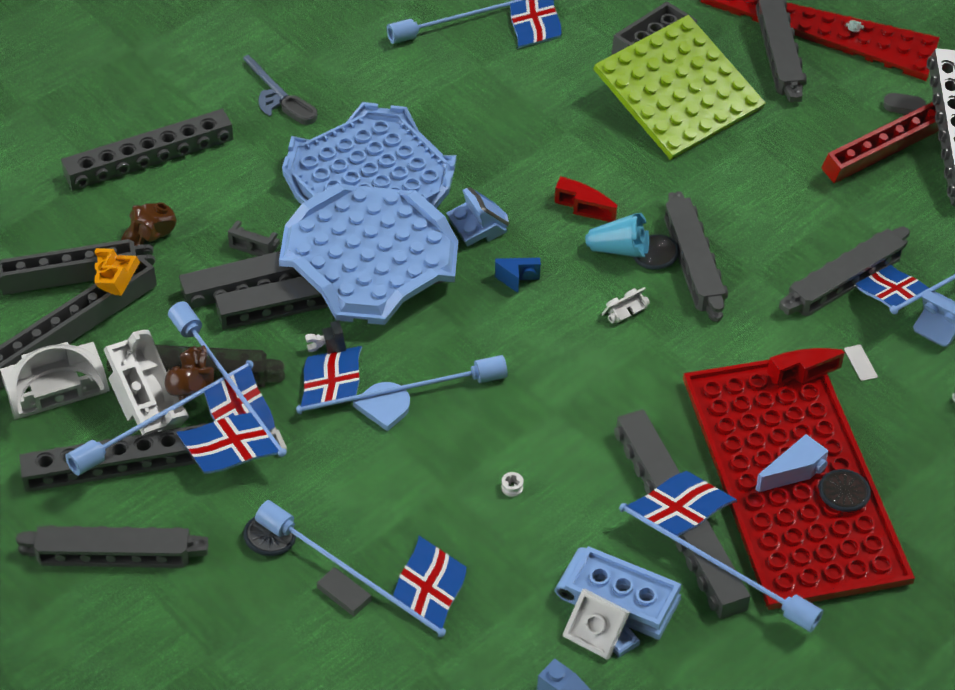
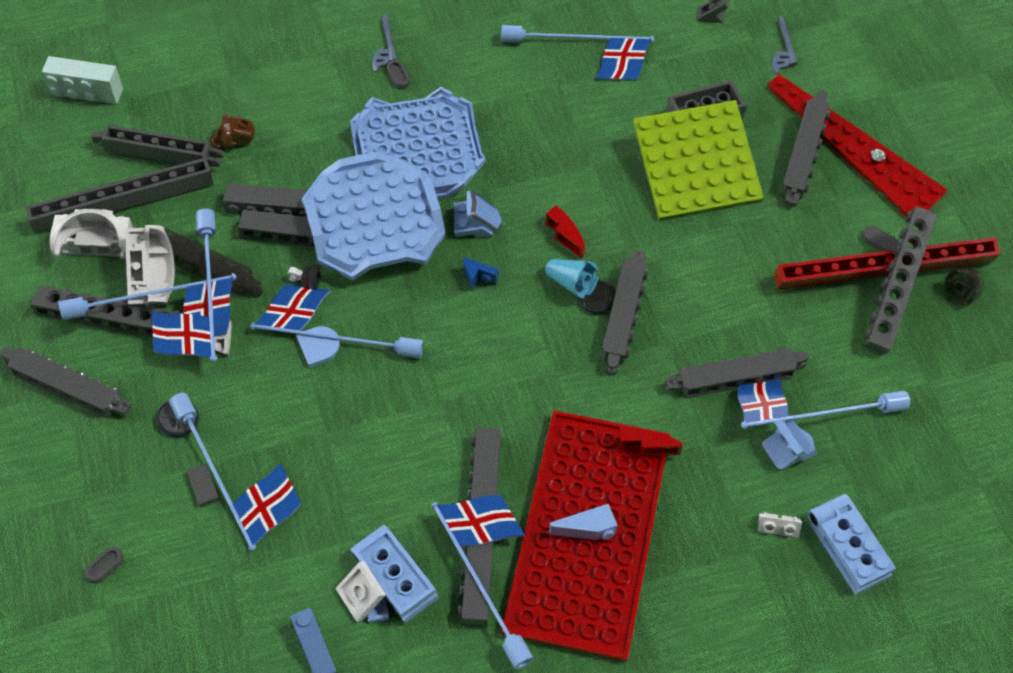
camera: 25 degrees right, 10 degrees up
(114, 270) = (178, 164): light orange slope -> none
(147, 149) = (268, 69): dark grey brick -> none
(191, 376) = (184, 271): reddish brown head -> none
(251, 242) = (299, 171): dark grey hinge -> none
(509, 490) = (372, 443): white bush -> none
(618, 308) = (553, 333): white hinge -> none
(844, 490) = (617, 561): clear smoke wheel -> none
(860, 362) = (703, 455): white sticker -> none

